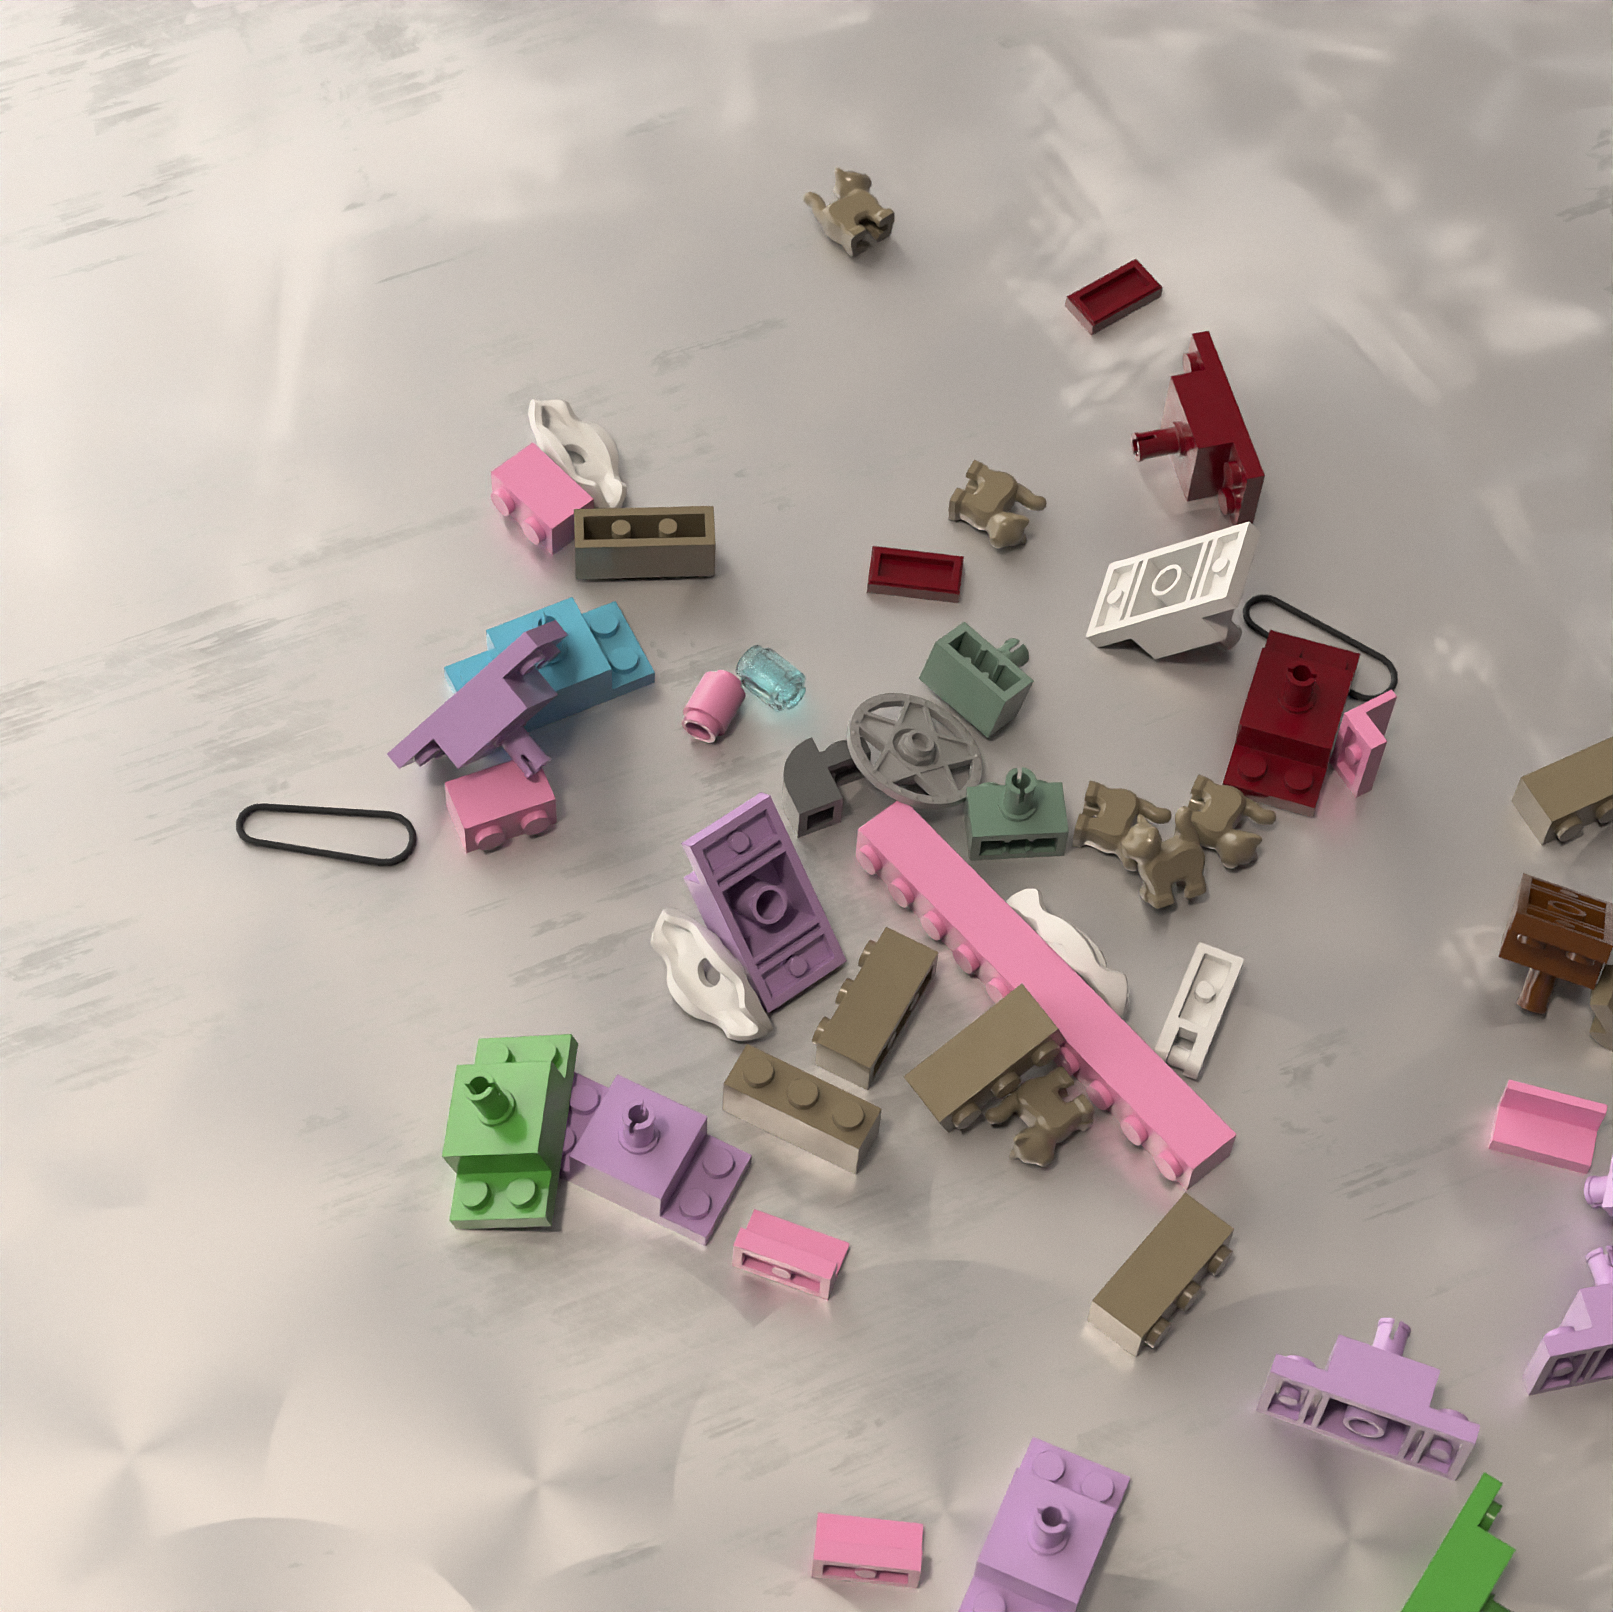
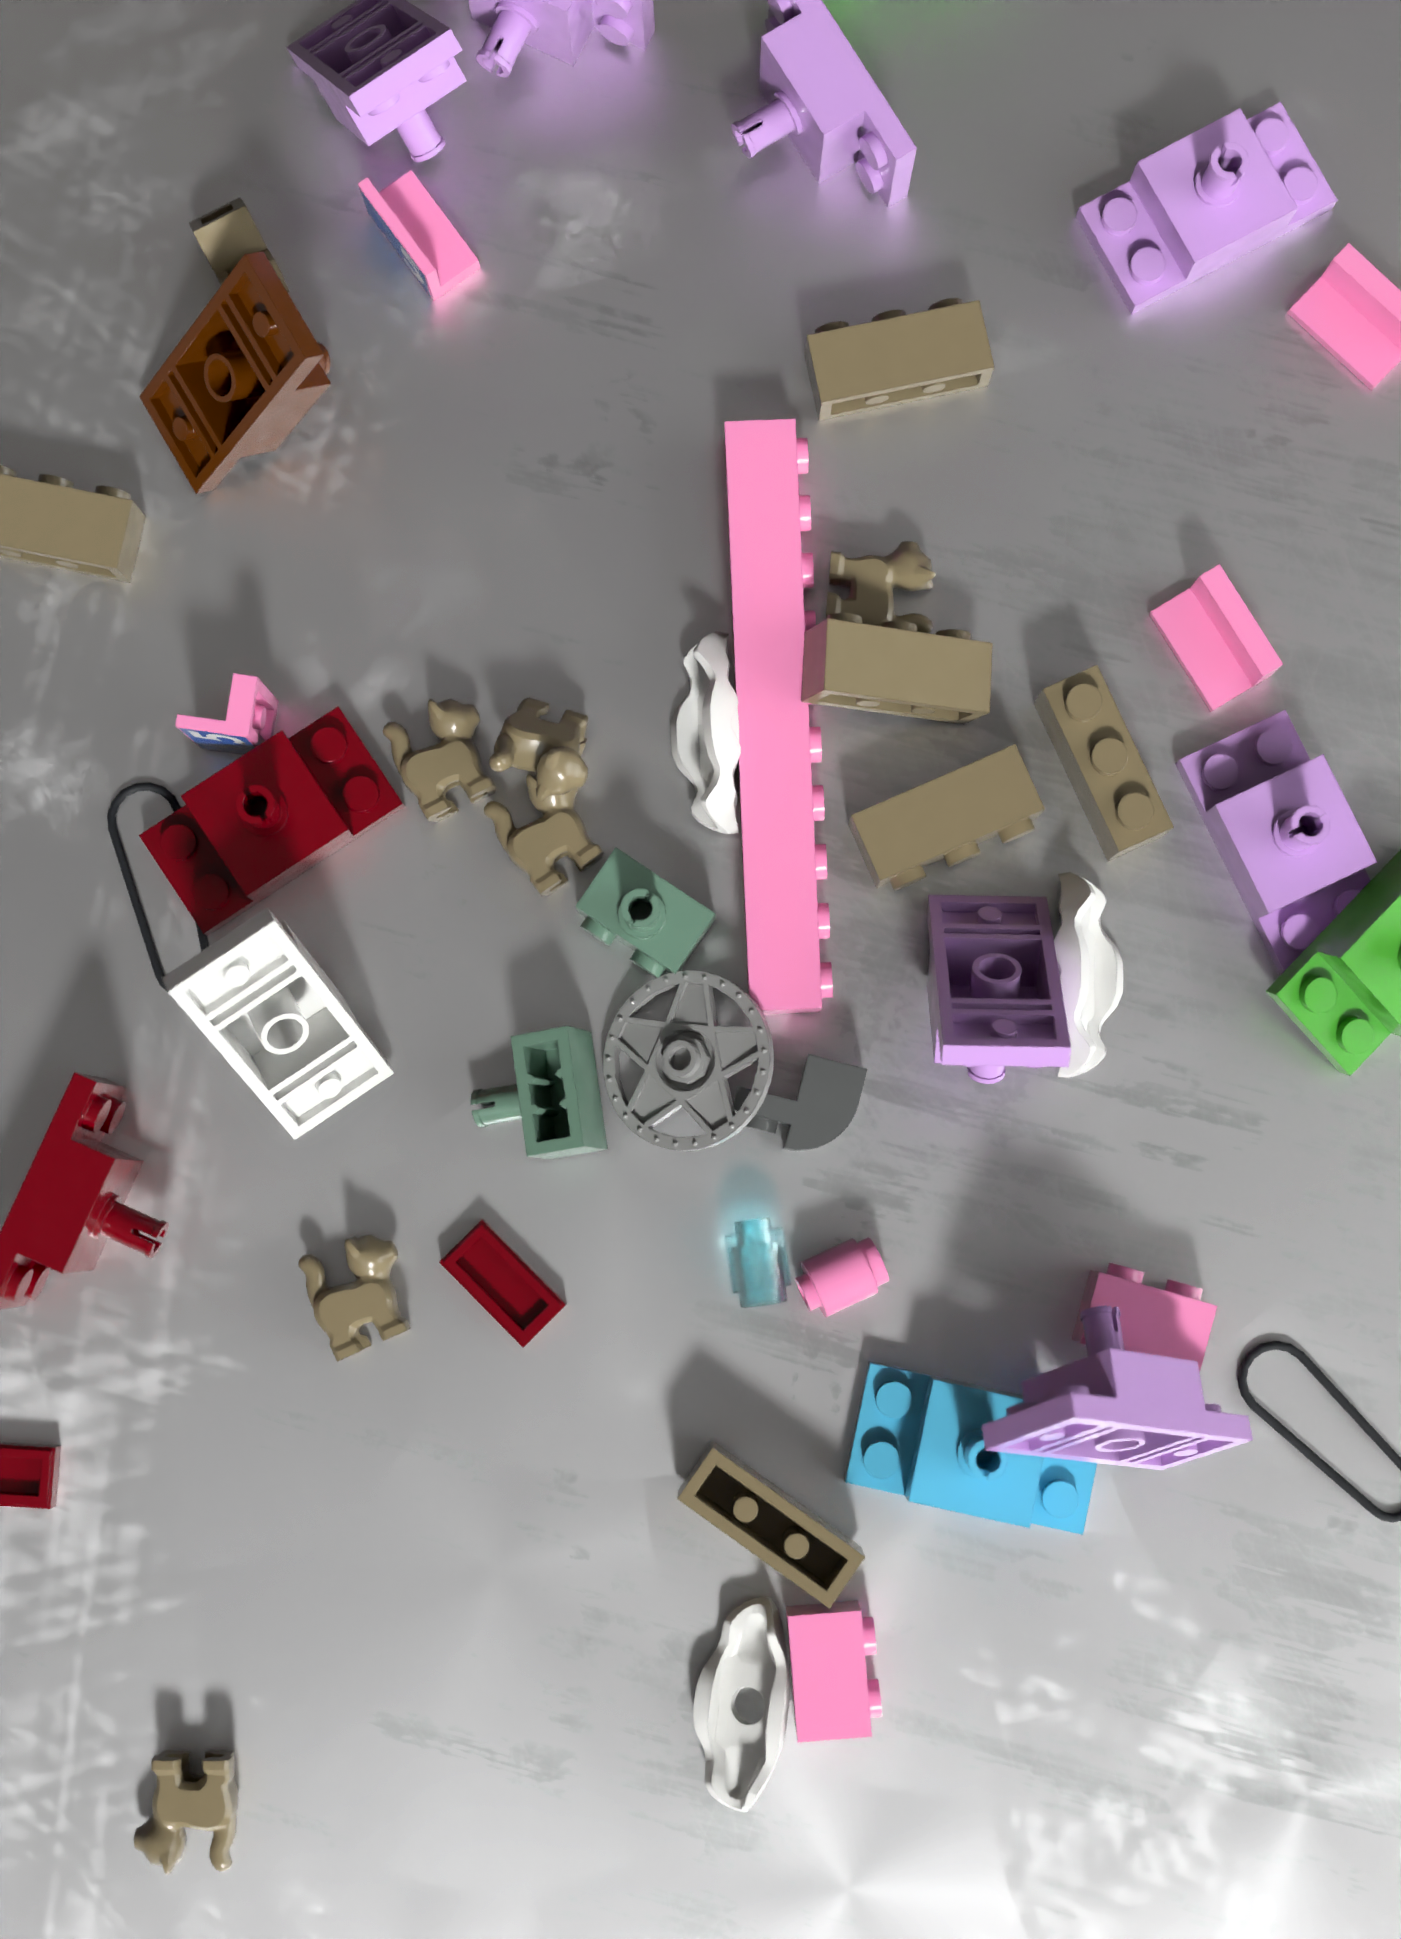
camera: 135 degrees left, 25 degrees up
(1198, 1007) = (636, 589): white plate -> none

